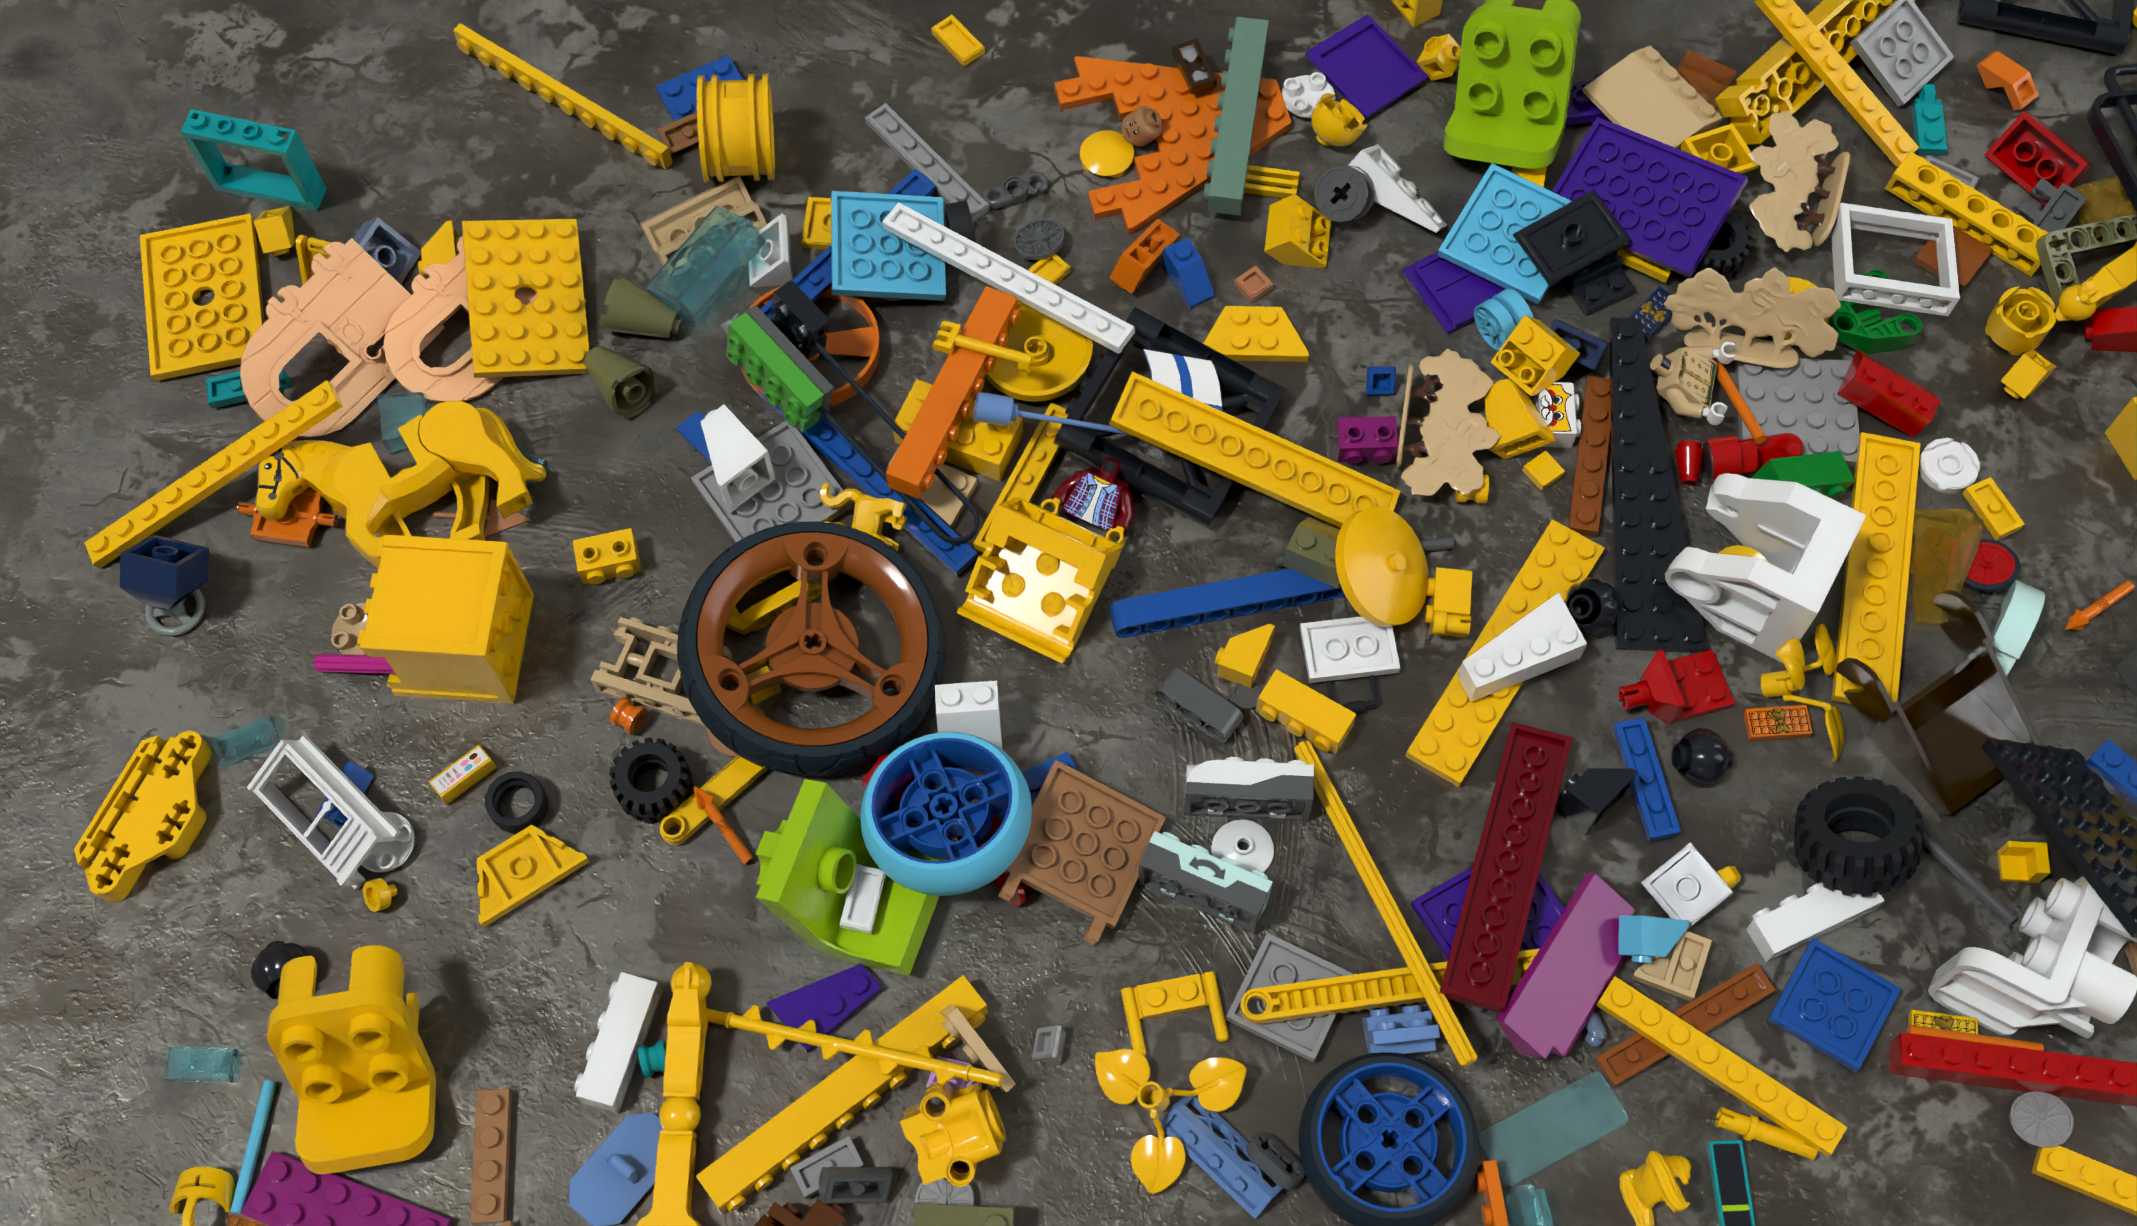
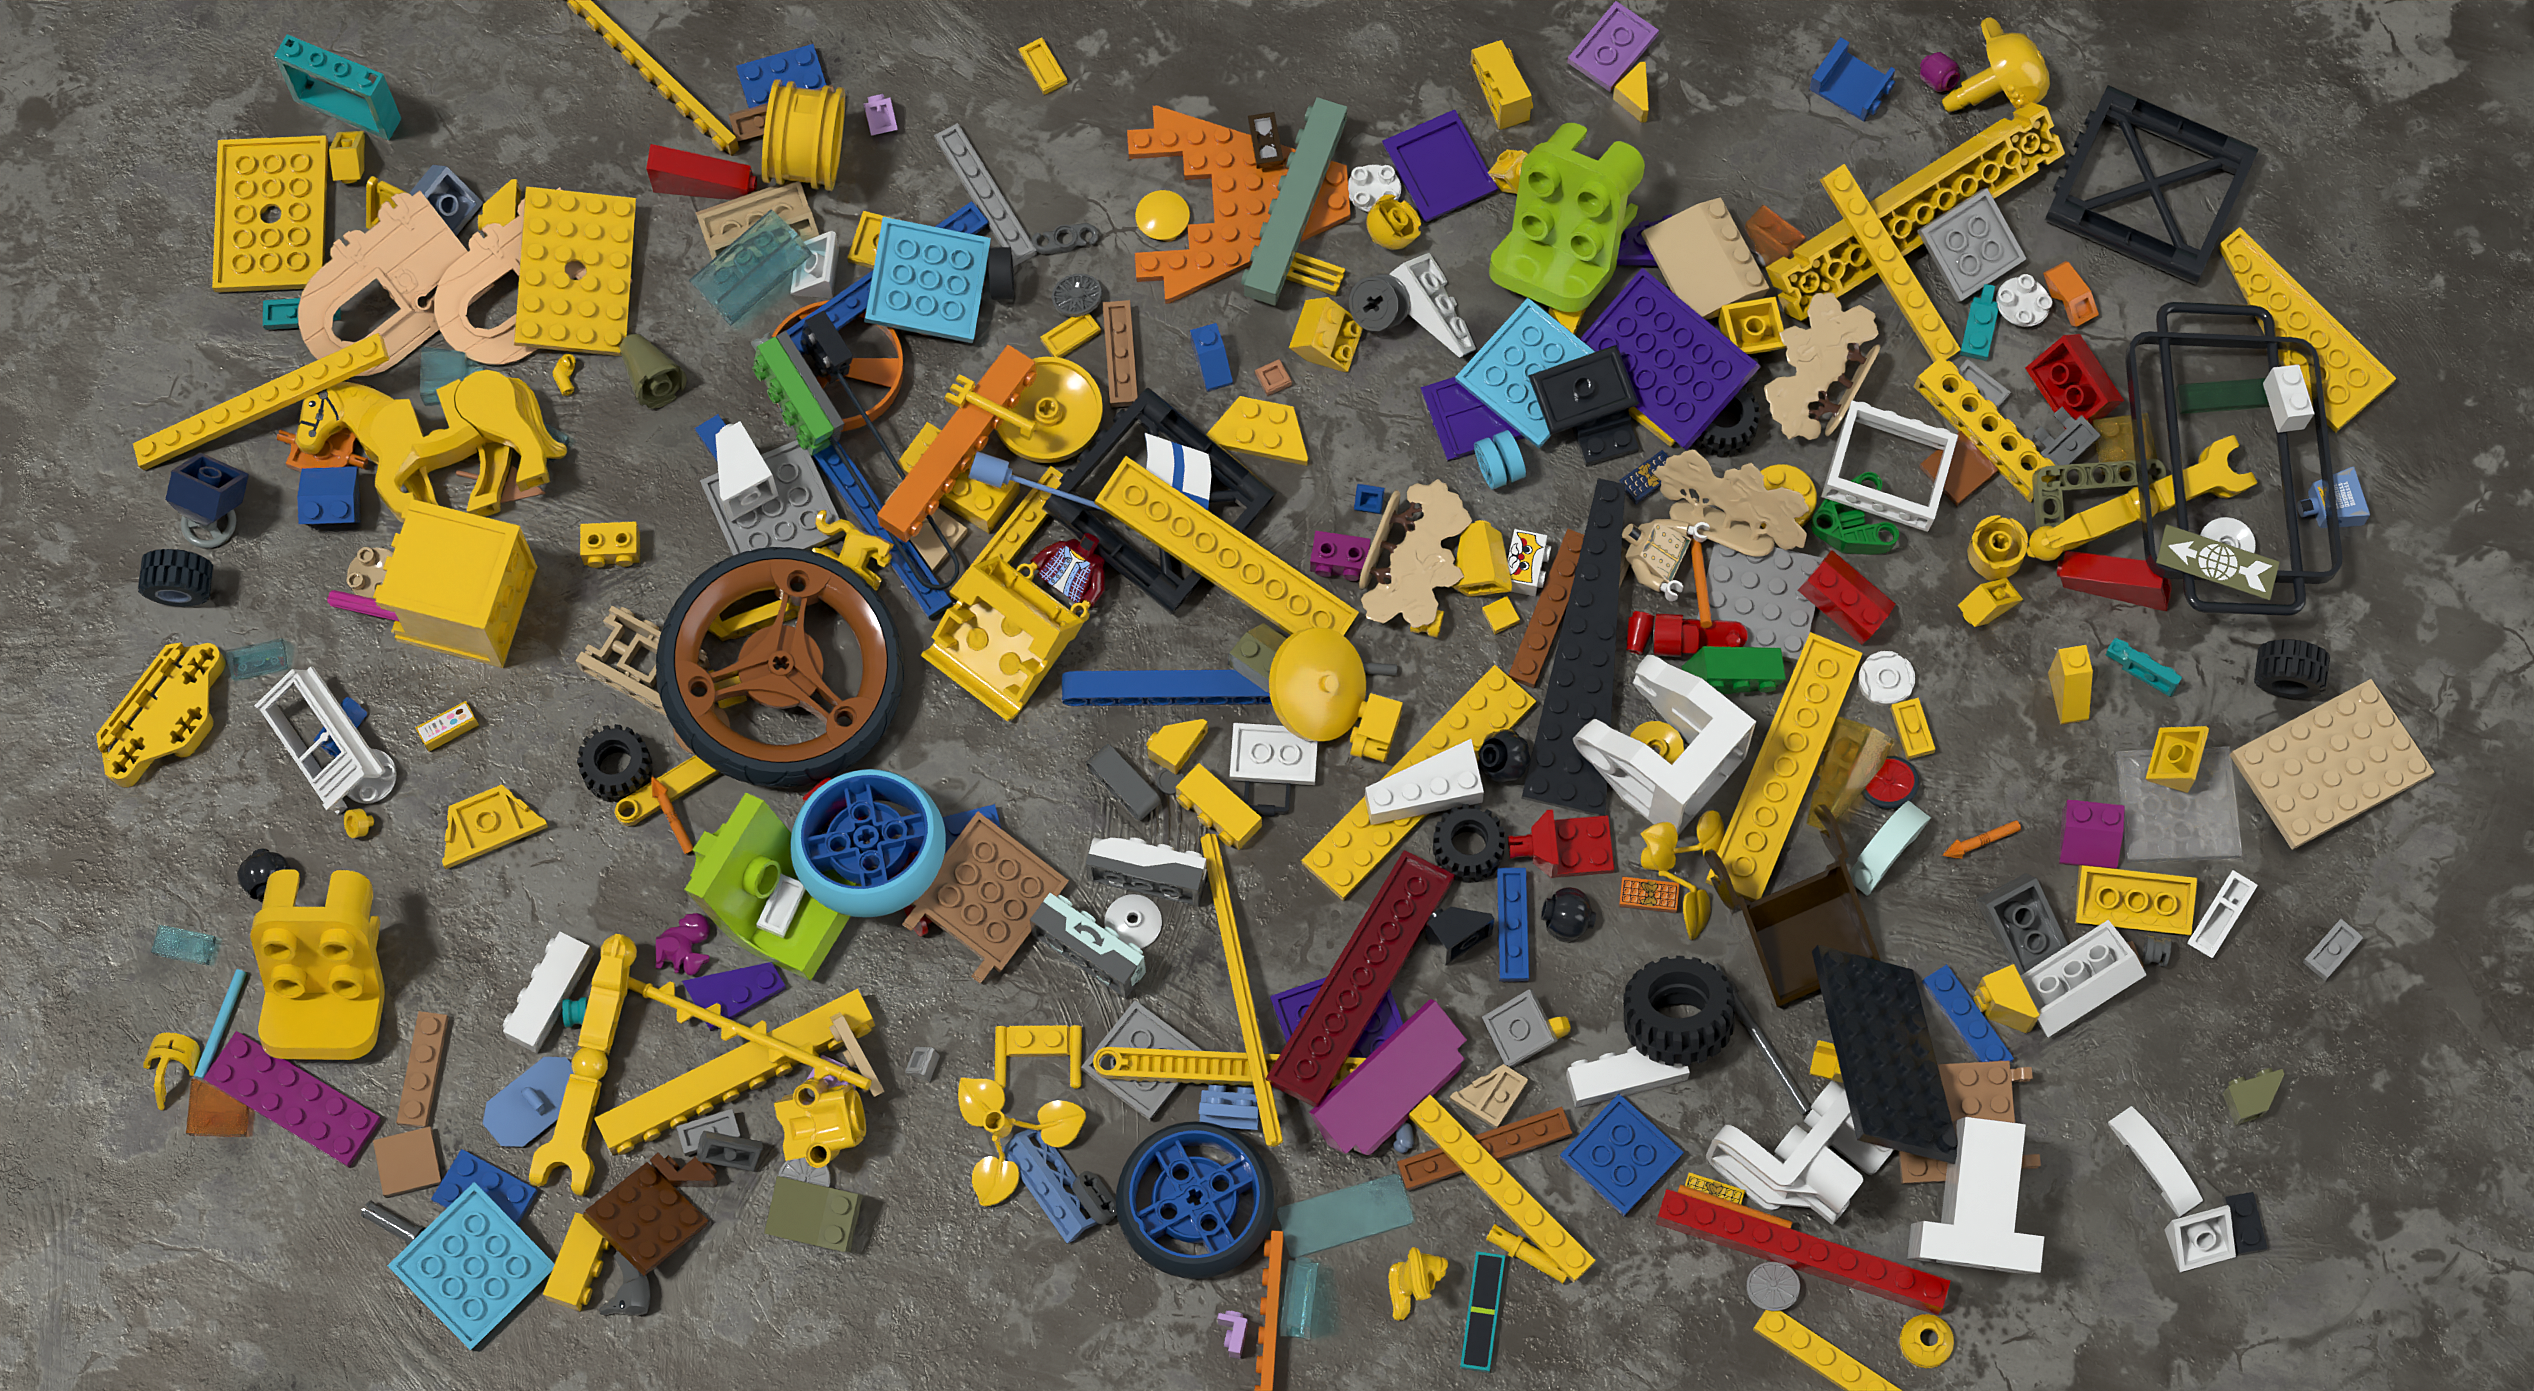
camera: 10 degrees right, 5 degrees up
(143, 668) = (175, 577): none -> black wheel
(300, 559) = (329, 495): none -> blue slope
(501, 786) = (485, 741): black tyre -> none
(529, 399) = (563, 372): none -> yellow arm
(628, 715) = (604, 699): orange wheel -> none
(634, 188) = (697, 175): none -> red slope
(637, 312) = (678, 305): olive cone -> none
(753, 965) = (676, 944): none -> magenta animal
(807, 106) = (880, 114): none -> lavender bracket
(970, 710) = (912, 754): white slope -> none
(1009, 278) = (1032, 337): white plate -> none
(1092, 274) = (1120, 353): none -> medium nougat plate
(1141, 126) = (1200, 195): medium nougat head -> none
(1143, 256) = (1173, 330): orange slope -> none
(1534, 356) = (1515, 503): yellow slope -> none
(1583, 680) = (1469, 821): none -> black tyre
(1591, 348) = (1562, 496): dark blue brick -> none
(1648, 936) = (1470, 1065): medium azure slope -> none
(1964, 94) = (2023, 301): none -> white dish

